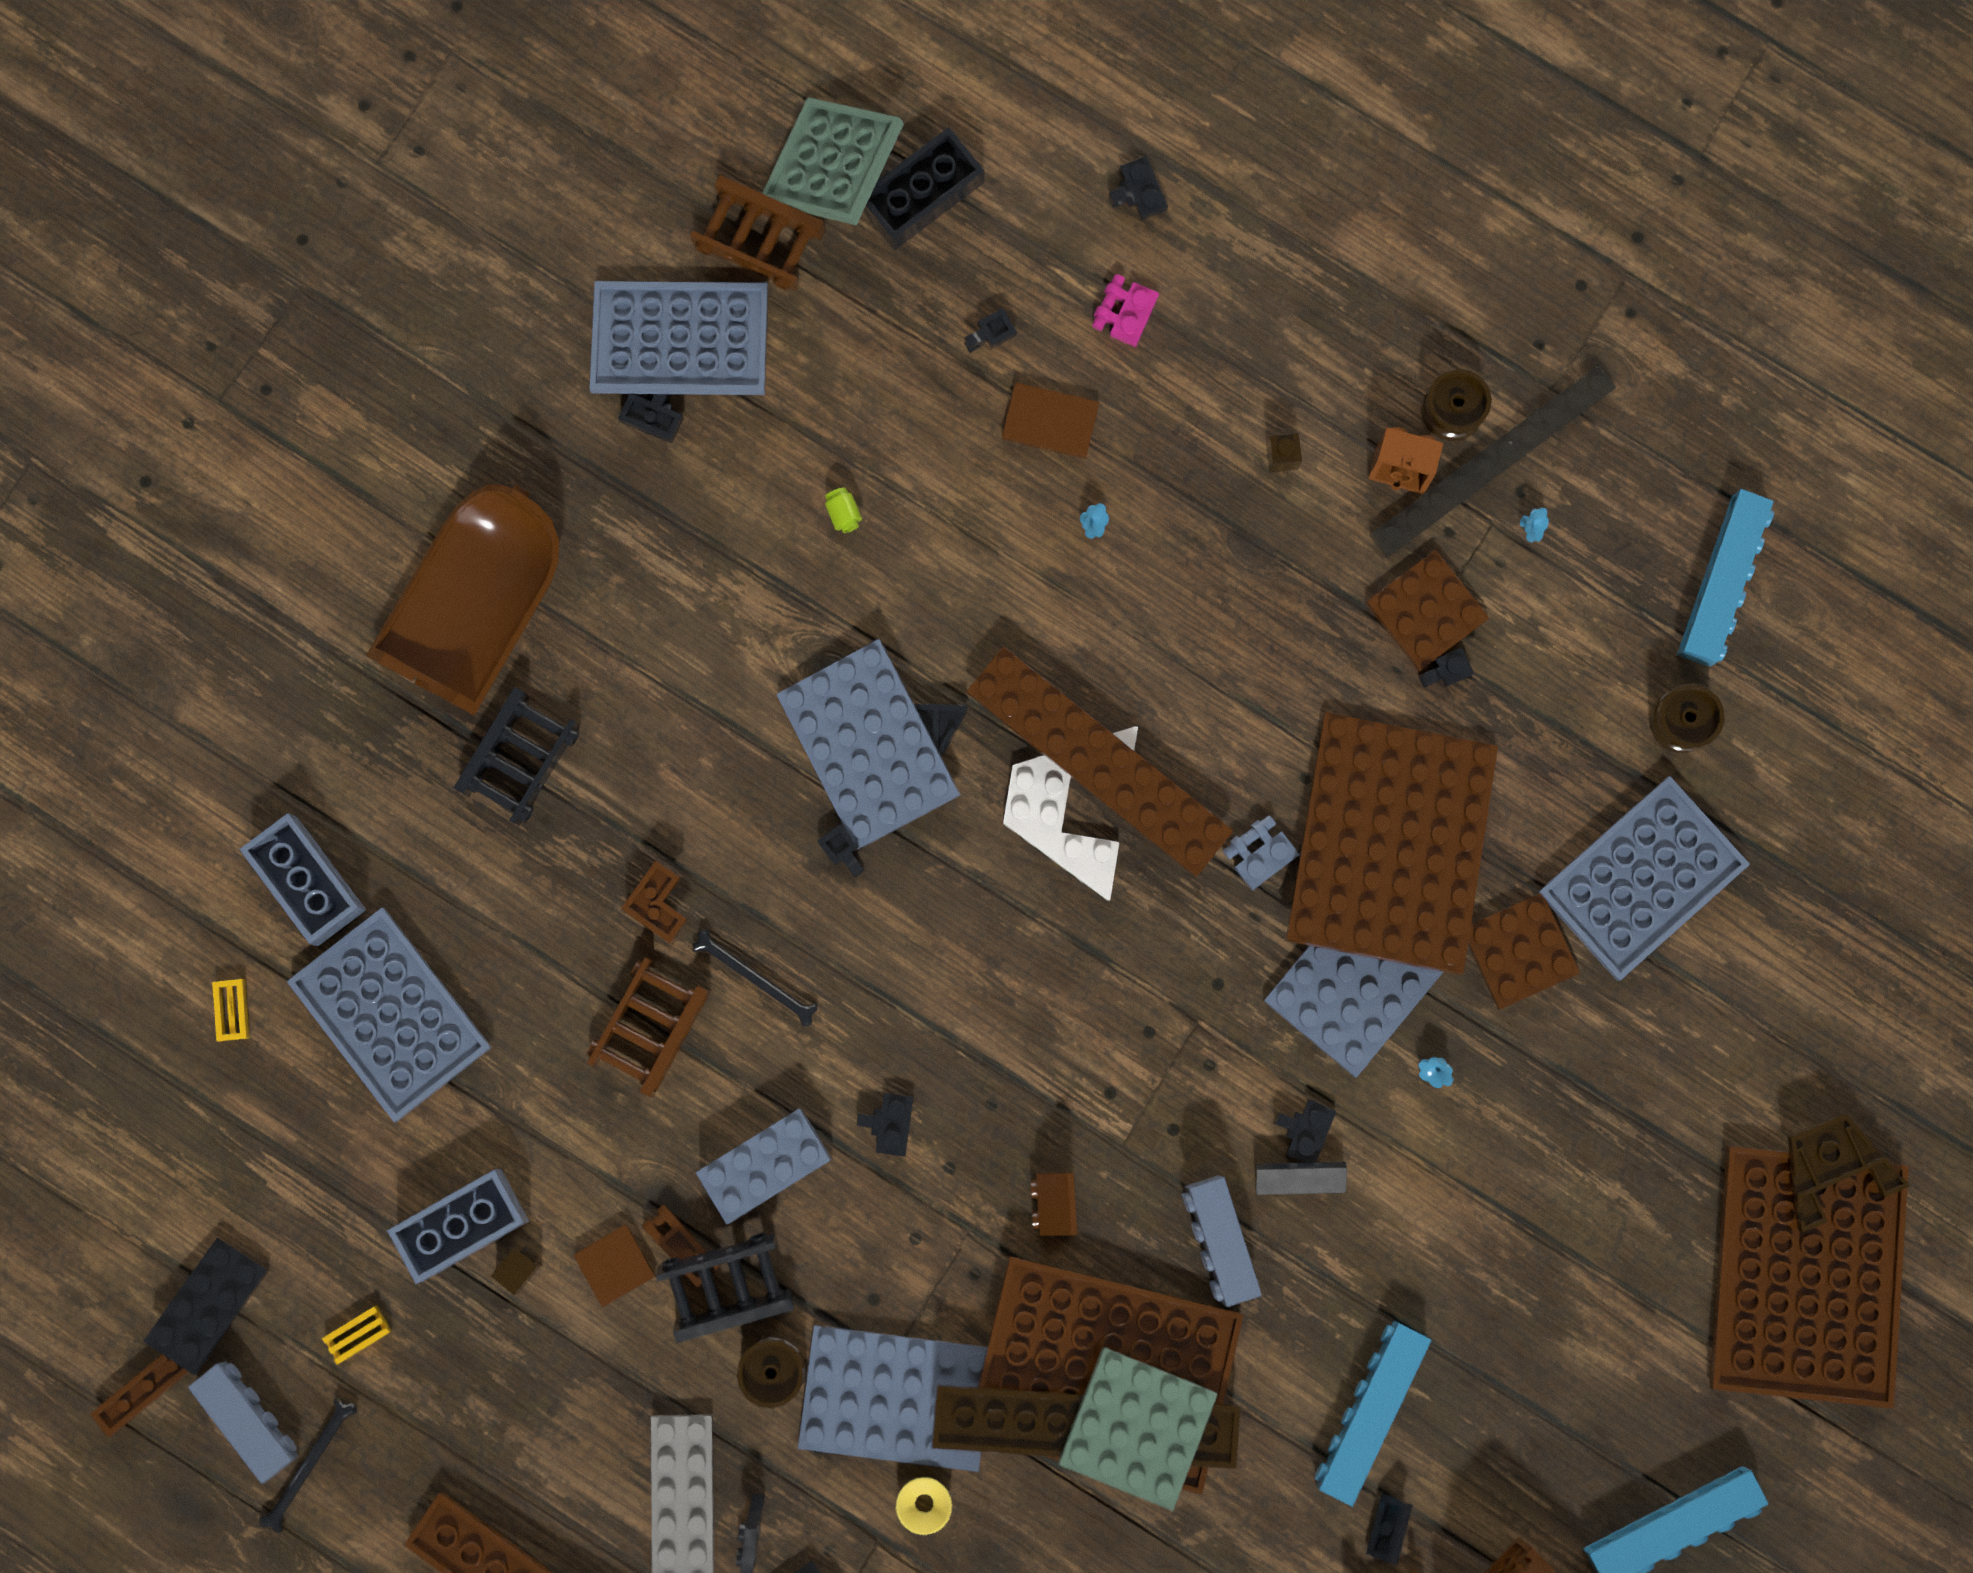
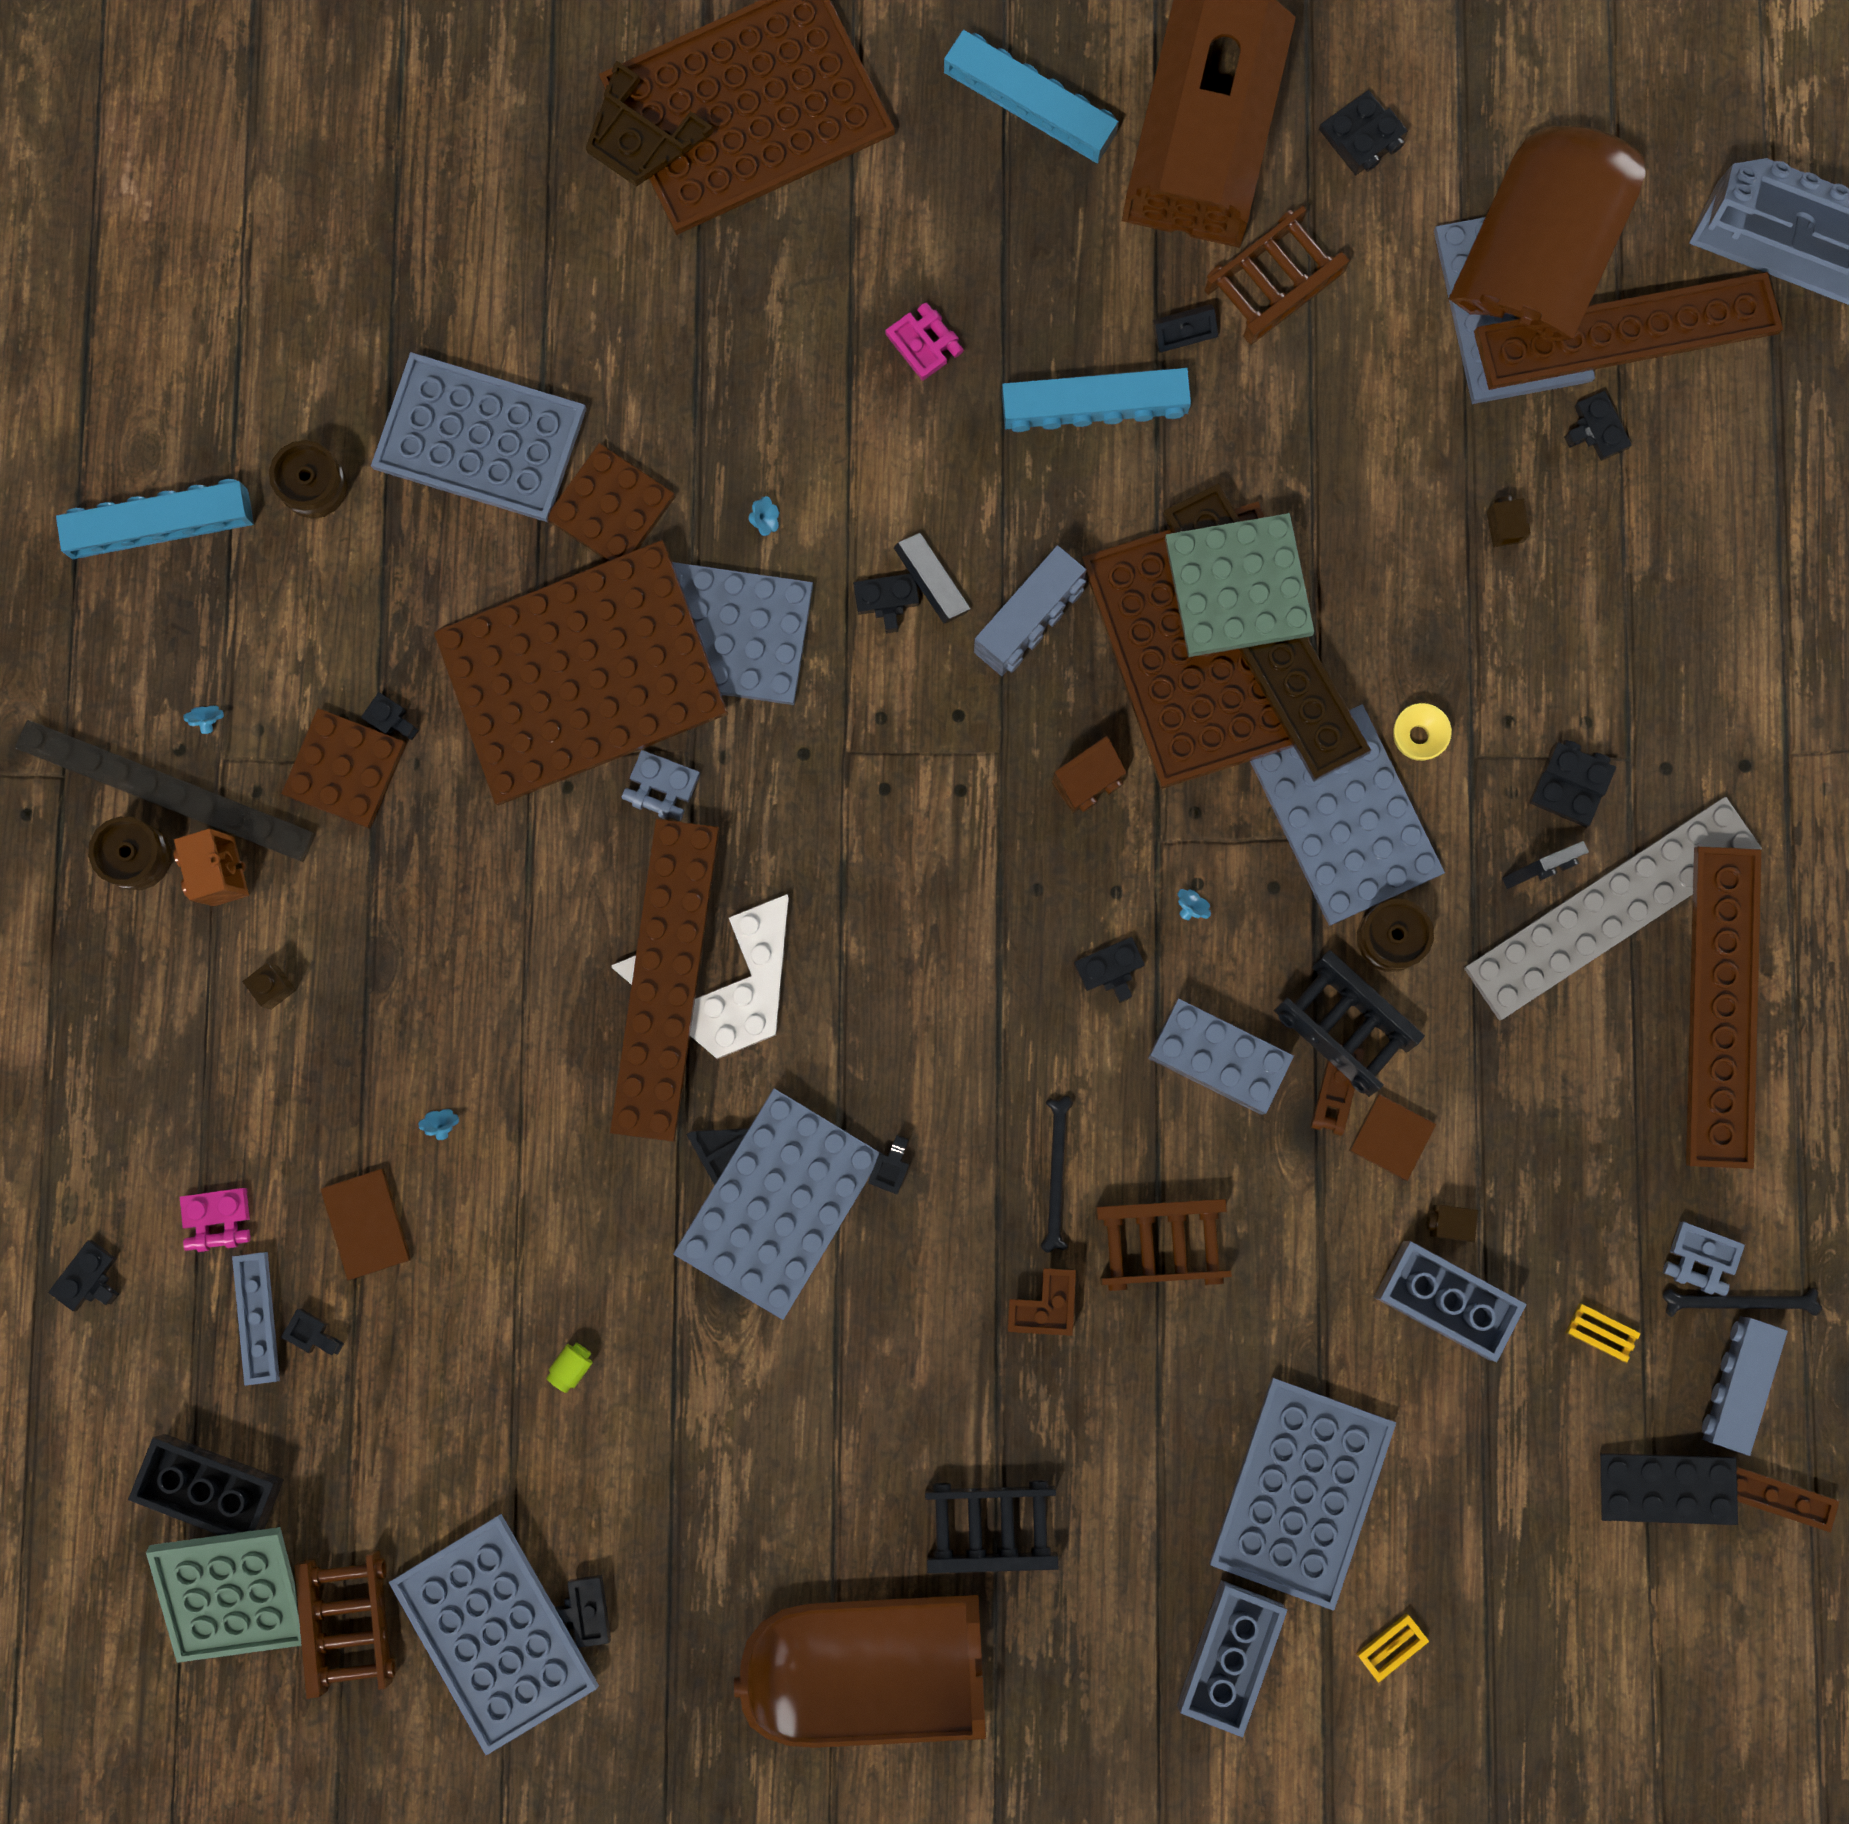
camera: 115 degrees left, 0 degrees up
(366, 1463) = (1707, 1249): none -> sand blue plate
(899, 1223) = (1193, 905): none -> dark azure plant
(1029, 297) = (256, 1318): none -> sand blue plate
(1509, 1289) = (917, 347): none -> dark pink plate

